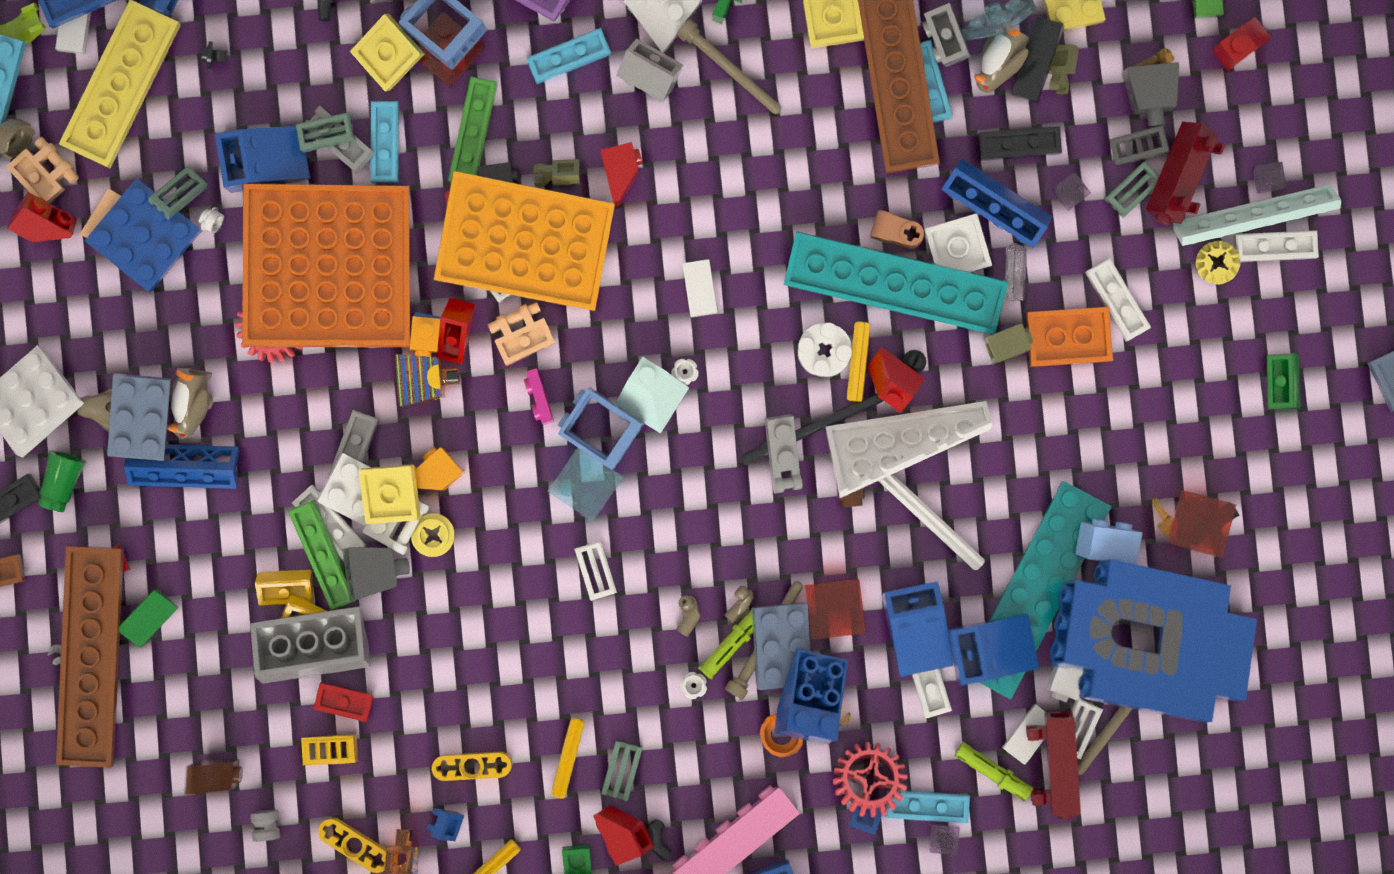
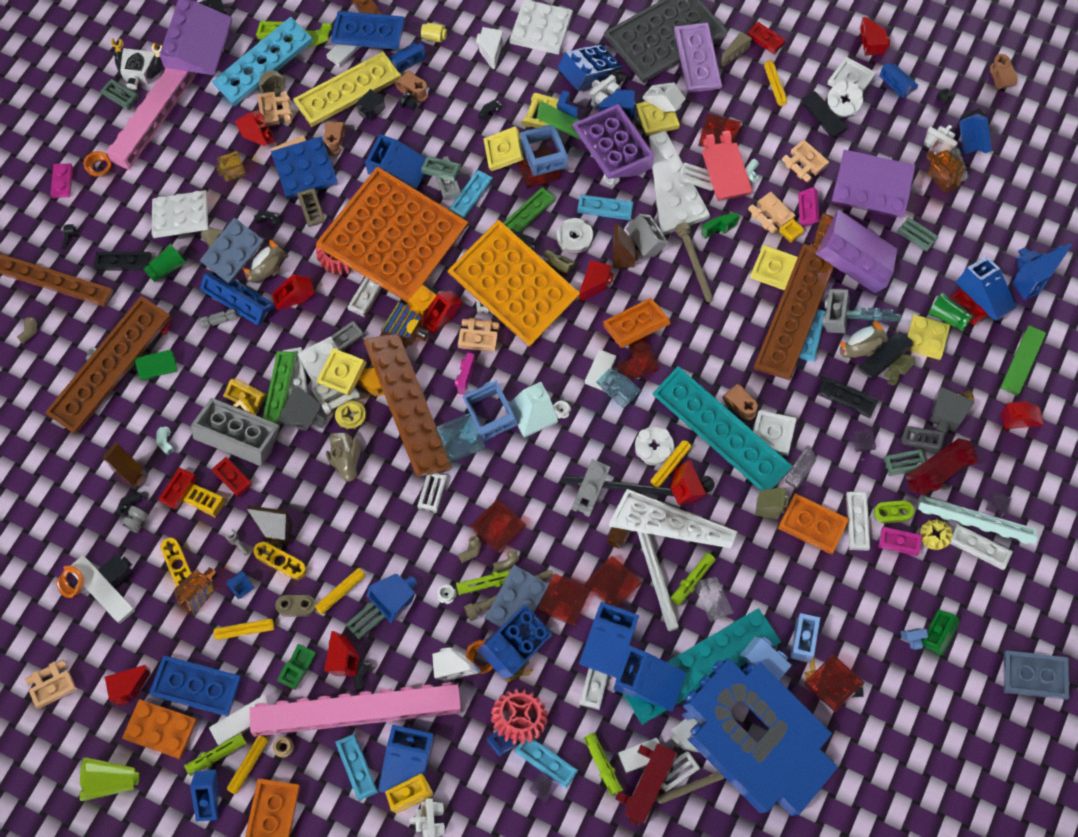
camera: 30 degrees right, 20 degrees down
(47, 294) = (230, 166): none -> clear yellow brick
(143, 331) = (267, 215): none -> black arm
(149, 164) = (334, 137): none -> nougat piece
(163, 205) = (339, 158): sand green tile -> none
(168, 91) = (370, 105): none -> black brick
(171, 274) = (306, 195): none -> dark tan slope
(180, 509) = (218, 318): none -> light grey axle
(201, 28) = (411, 83): none -> nougat piece
(211, 220) = (346, 180): white plate -> none
(224, 707) = (161, 440): none -> light aqua arm
(239, 809) = (126, 503): none -> black arm
(251, 418) = (293, 292): none -> red slope
(288, 756) = (177, 488): none -> red plate
(344, 371) = (364, 297): none -> white tile
(403, 774) = (235, 540): none -> light grey hand
(438, 735) = (273, 524): none -> slope
(463, 594) = (344, 455): none -> dark tan animal
(495, 483) = (407, 404): none -> dark orange plate
(527, 807) = (295, 607): none -> dark tan plate
(556, 107) = (581, 229): none -> white plate
(634, 110) = (623, 249): none -> reddish brown slope
(635, 728) = (392, 595): none -> blue torso
(702, 567) = (497, 526): none -> clear red plate
(708, 201) = (636, 322): none -> orange plate
(738, 302) = (618, 387): none -> clear light blue slope
(745, 245) = (641, 362): none -> clear red plate
(757, 766) = (452, 665): none -> white slope
(879, 554) = (613, 582): none -> clear red plate
(967, 498) = (687, 585): none -> lime pin
(997, 203) = (812, 419): blue brick -> none
(1004, 500) = (713, 599): none -> clear slope
(1138, 488) = (805, 638): none -> light blue brick
(1154, 265) = (892, 511): none -> lime plate
(1181, 297) = (899, 541): none -> dark pink plate
(1258, 407) = (914, 637): none -> medium blue tile

